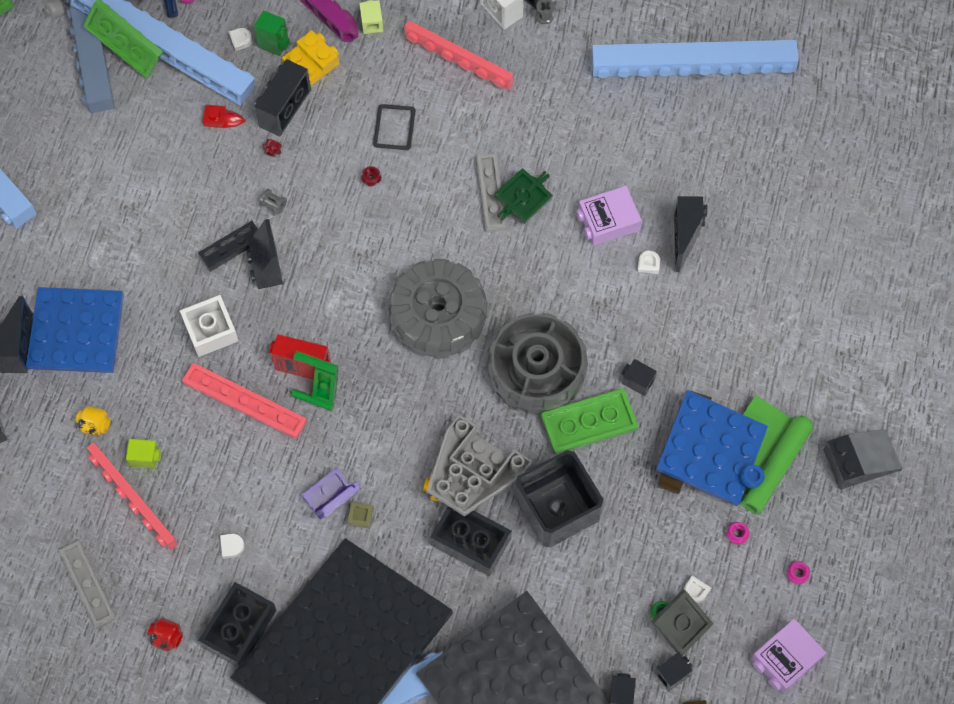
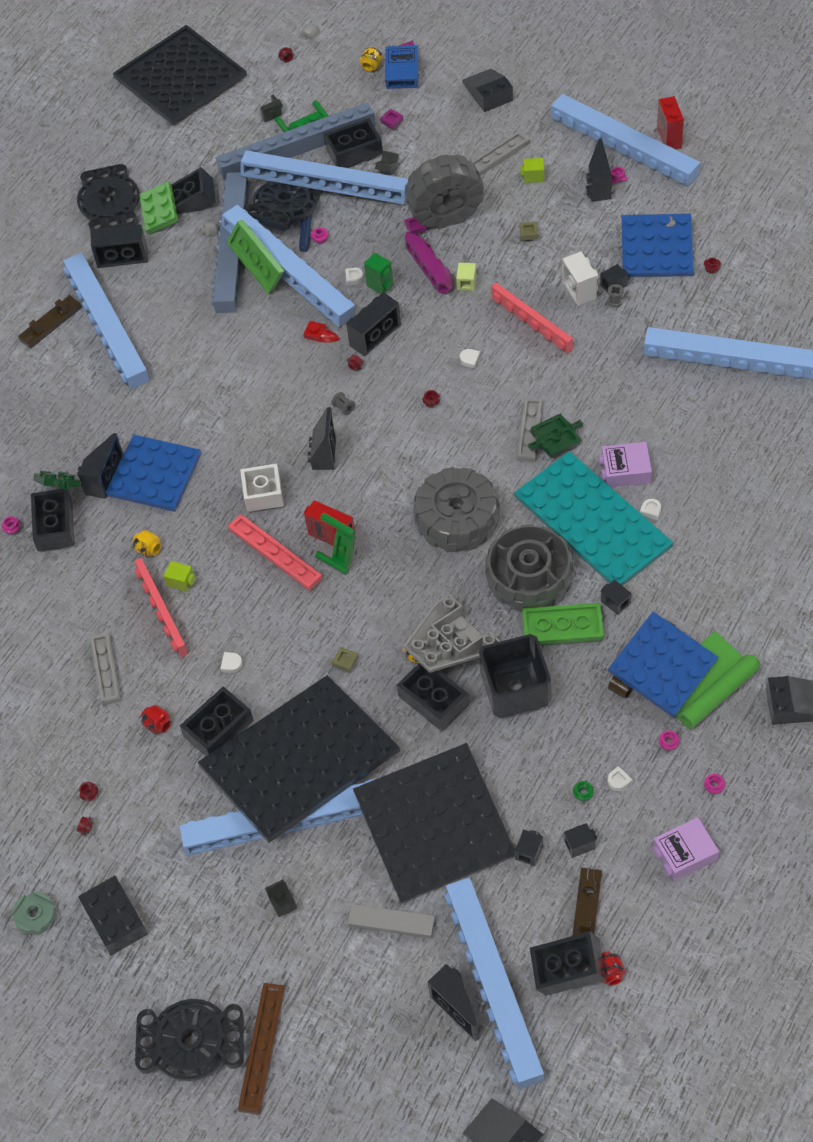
camera: 20 degrees right, 10 degrees down
(228, 246) = (294, 432): black plate -> none
(314, 55) = (411, 299): yellow plate -> none
(329, 493) = (324, 637): plate -> none
(400, 117) = (469, 357): none -> white tile
(413, 110) = (448, 362): black piece -> none
(589, 288) = (593, 519): none -> teal plate
(682, 622) = (597, 800): pearl dark grey plate -> none
(688, 220) = (691, 484): black slope -> none
(752, 476) = (692, 693): blue tile -> none

